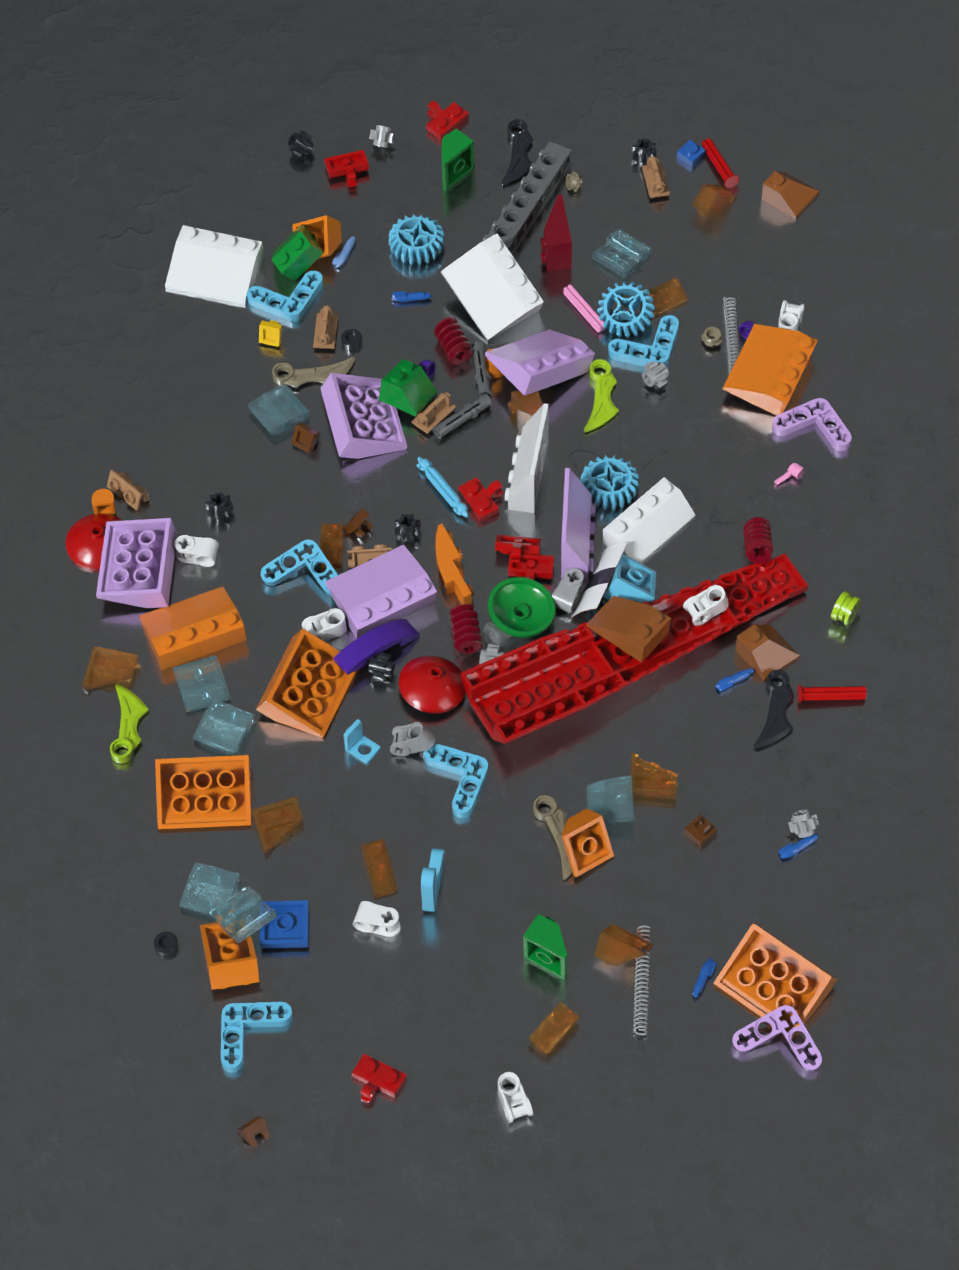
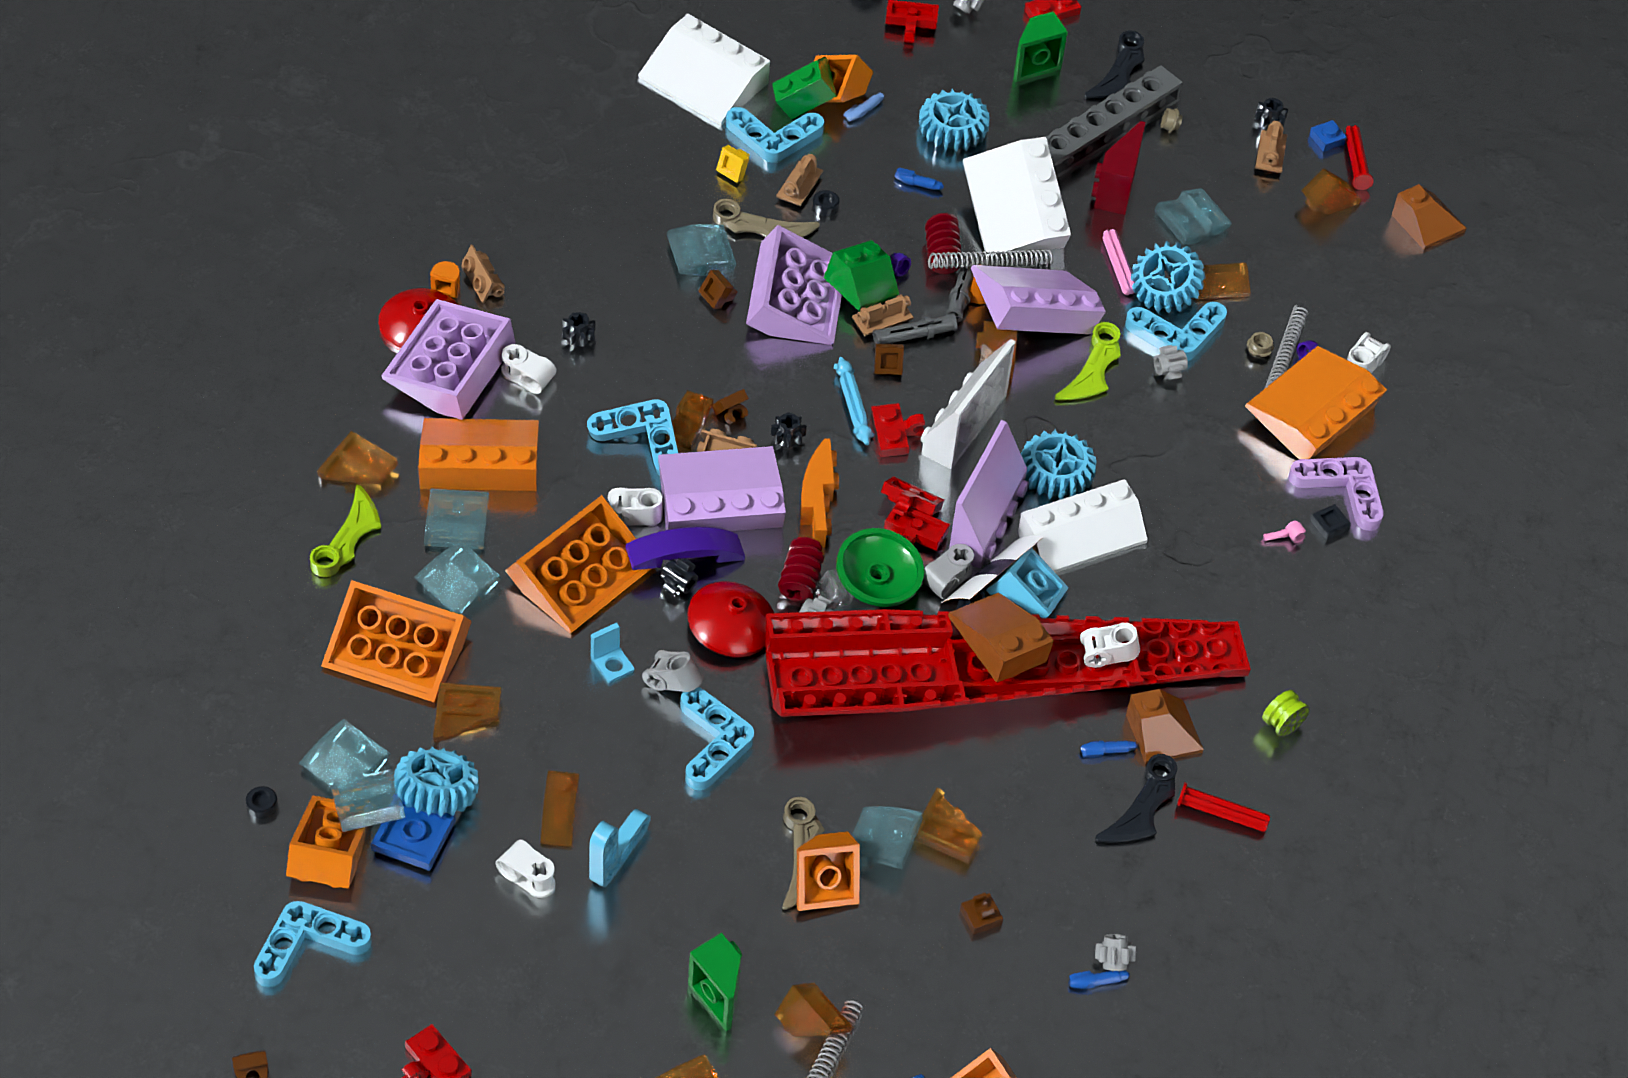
camera: 15 degrees right, 5 degrees down
(285, 882) = (436, 781): none -> medium azure gear
(454, 446) = (889, 359): none -> reddish brown tile
(494, 338) = (937, 262): none -> light grey piece
(758, 540) = (1209, 593): dark red piece -> none
(816, 454) = (1330, 522): none -> black tile

